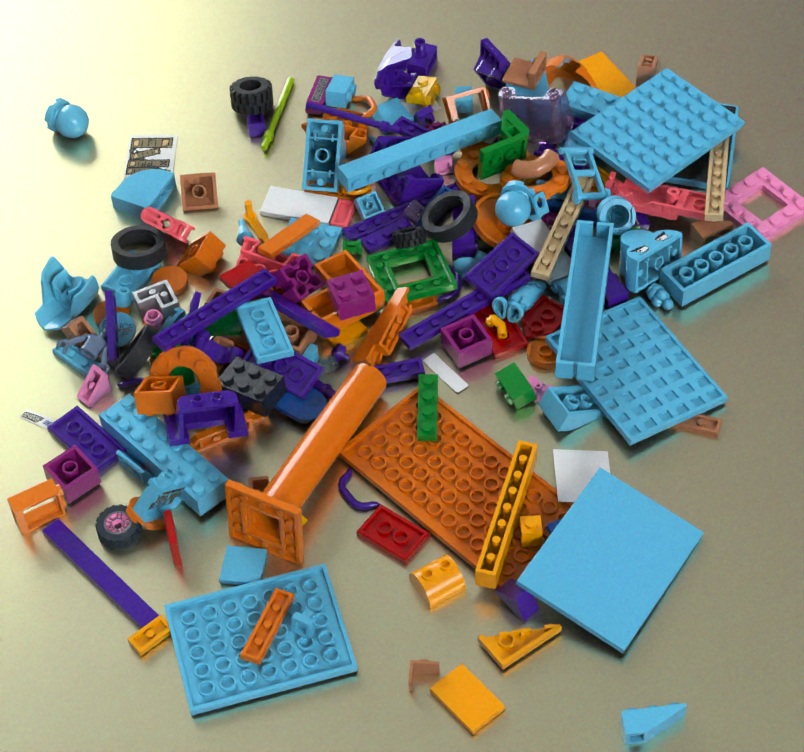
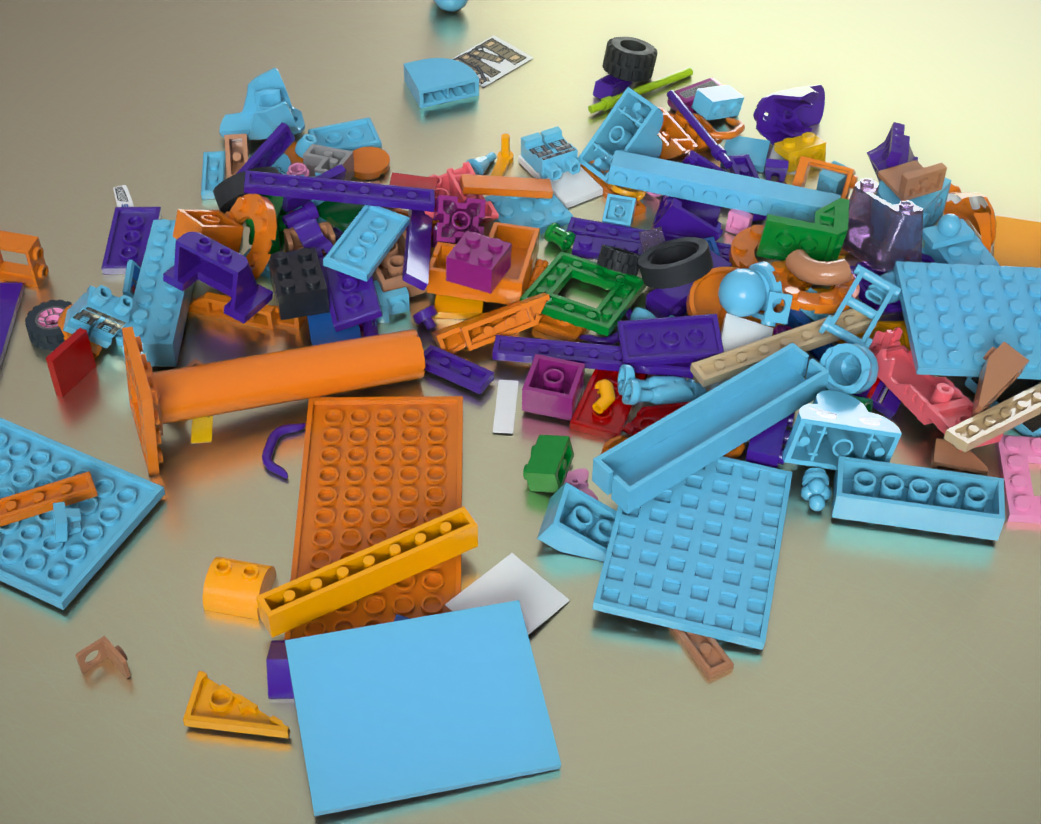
camera: 40 degrees right, 5 degrees down
(73, 473) = (75, 253): magenta brick -> none
(91, 349) = (225, 167): sand blue piece -> none
(94, 386) = (192, 198): bright pink slope -> none
(138, 260) = (373, 129): black tyre -> none
(156, 219) = (417, 109): coral piece -> none
(199, 191) = (482, 105): nougat slope -> none
(202, 255) = (420, 157): orange slope -> none
(242, 565) = (103, 435): medium azure tile -> none
(285, 196) = (550, 154): none -> medium azure hips
(329, 363) = (403, 319): clear light blue tile -> none
(343, 213) = (589, 207): coral tile -> none
(393, 534) = (262, 512): red tile -> none
(423, 58) = (836, 122): dark purple brick -> none
(427, 407) = (436, 419): green plate -> none
(467, 699) = (115, 725): light orange tile -> none
(531, 531) = (372, 606): light orange brick -> none
(575, 91) = (947, 232): none -> medium azure tile
(694, 167) = (997, 374): none -> nougat slope

